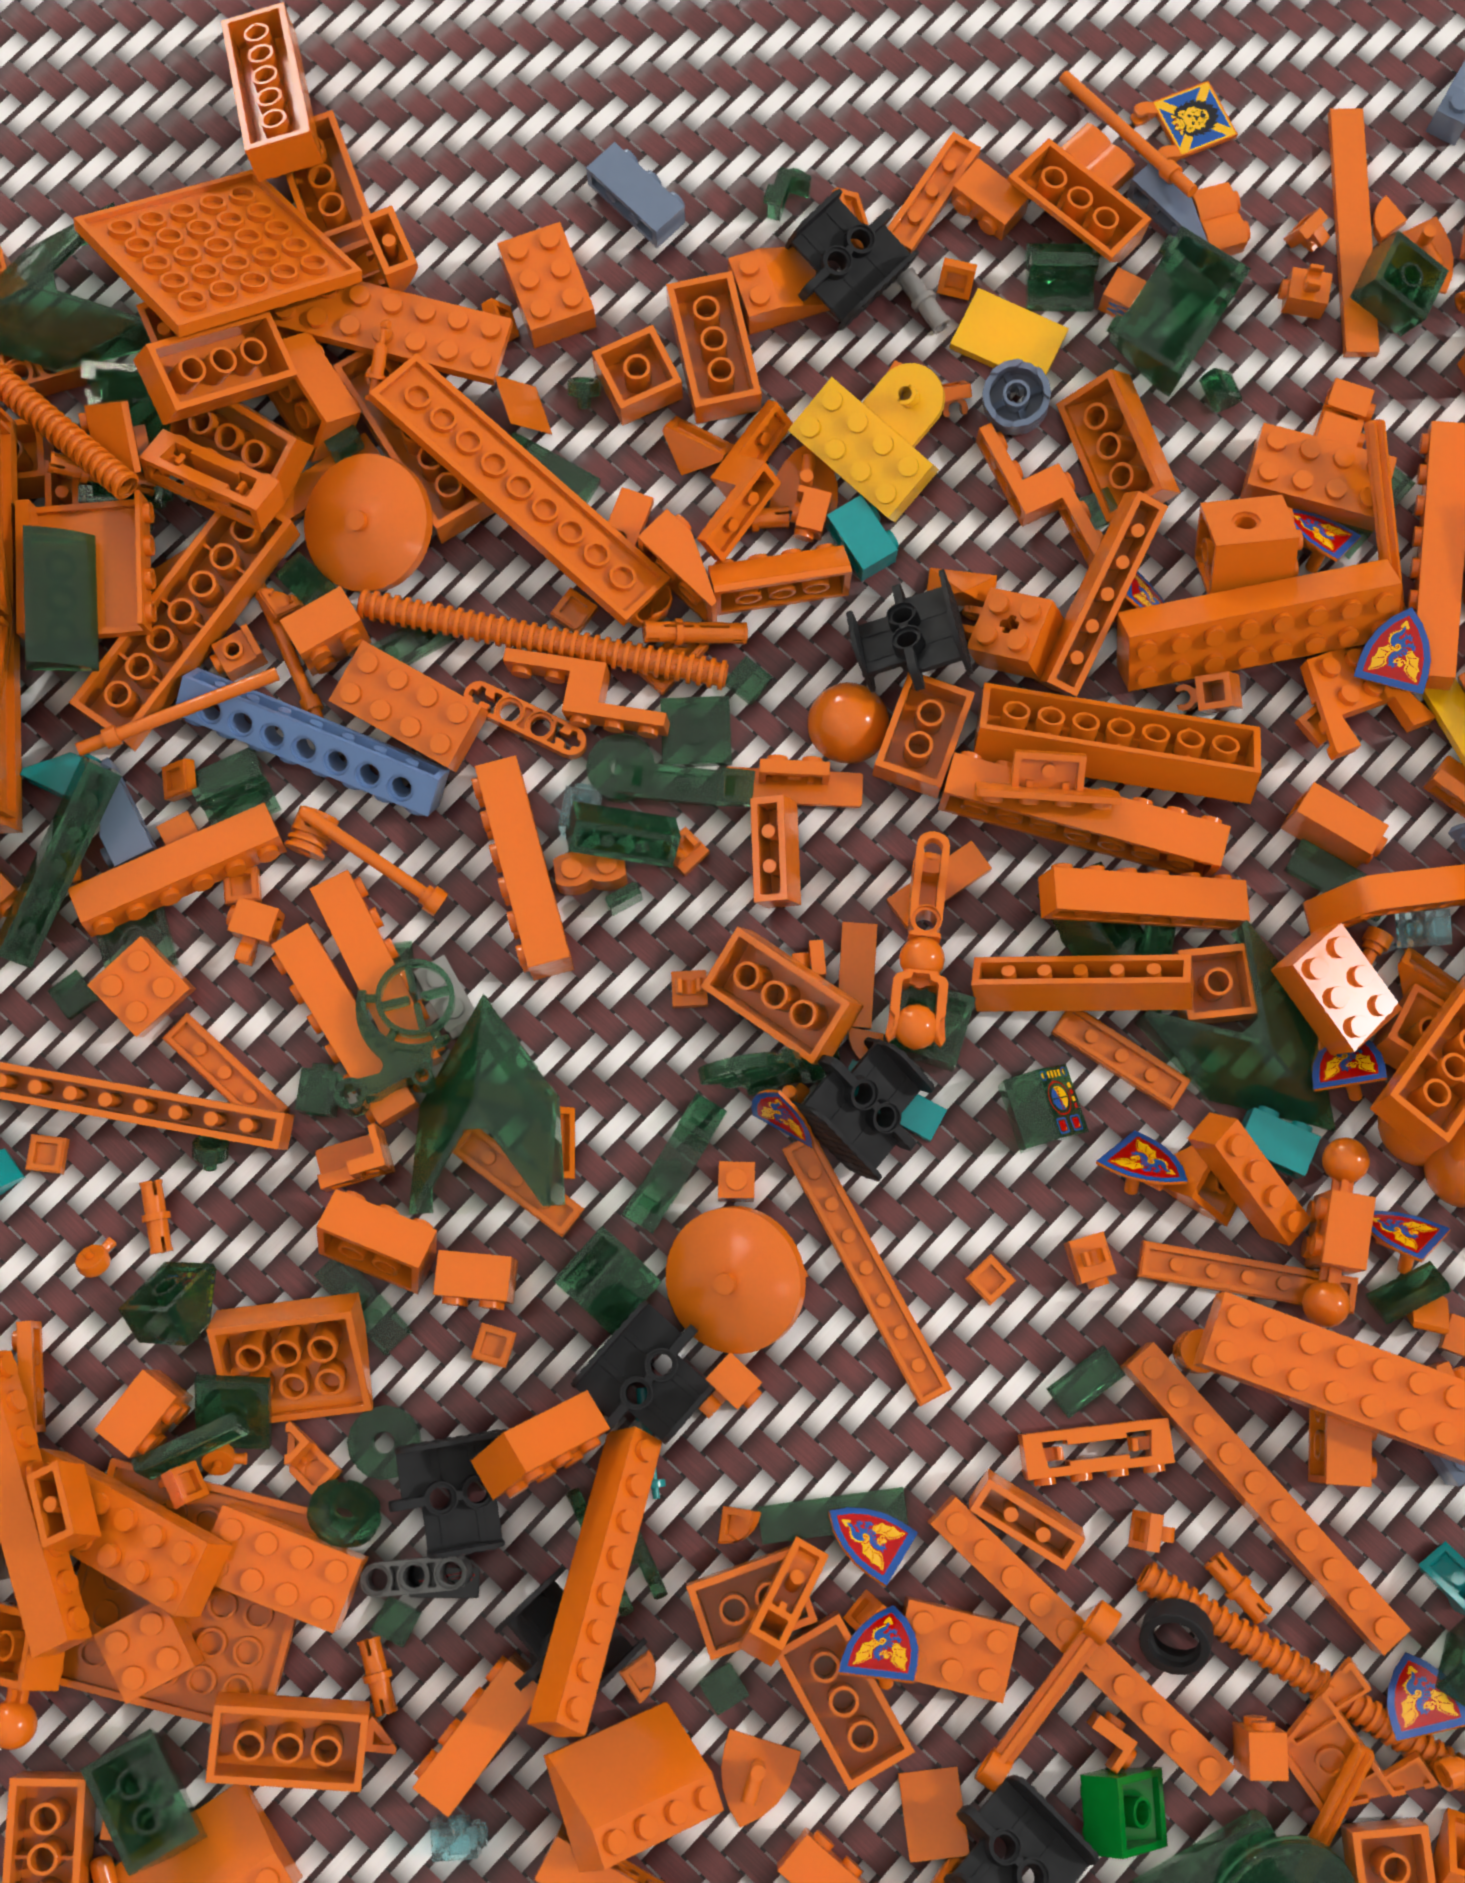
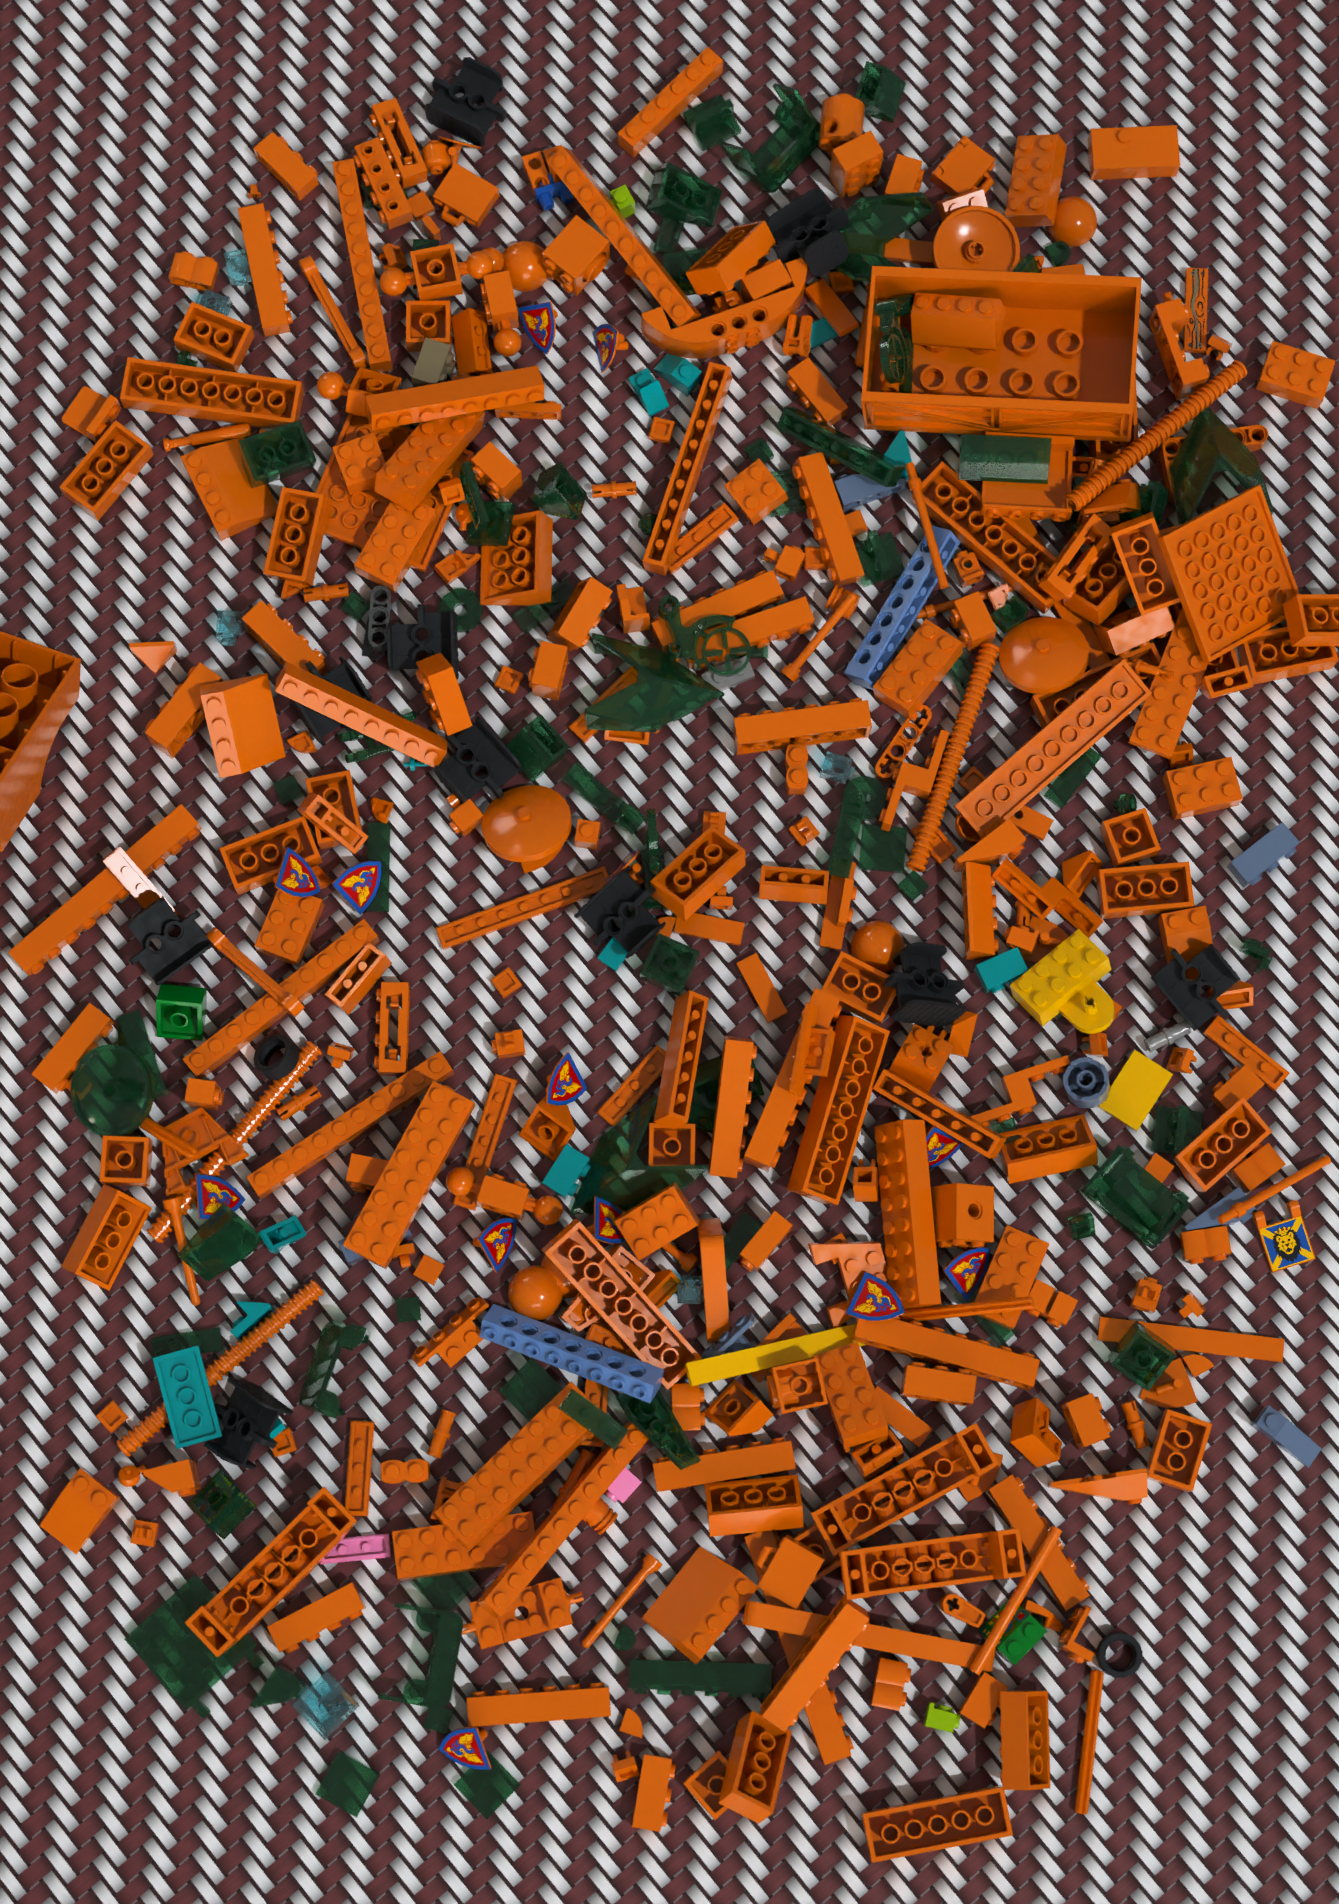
camera: 95 degrees right, 0 degrees up
(63, 1506) = (447, 419): orange brick -> none
(95, 1258) = (593, 452): orange piece -> none
(179, 779) = (888, 526): orange tile -> none
(316, 1091) = (680, 588): clear green brick -> none
(340, 1530) = (411, 578): clear green tile -> none
(344, 444) = (1100, 646): tile -> none
(523, 404) = (1116, 762): orange sticker -> none
(622, 834) = (813, 787): clear green brick -> none
(623, 898) = (776, 788): clear green tile -> none
(694, 632) = (947, 853): orange pin -> none
(755, 1774) = (236, 803): orange shield -> none
(922, 954) = (711, 960): orange piece -> none
(930, 1816) = (200, 897): orange sticker -> none
(1042, 1107) = (608, 1030): clear green slope -> none
(1085, 1381) = (435, 1030): clear green tile -> none
(1112, 1729) = (225, 1014): orange bracket -> none
(1249, 1178) = (543, 1142): orange brick -> none
(1408, 1292) = (460, 1238): clear green tile -> none
(1432, 1316) = (446, 1249): orange slope -> none

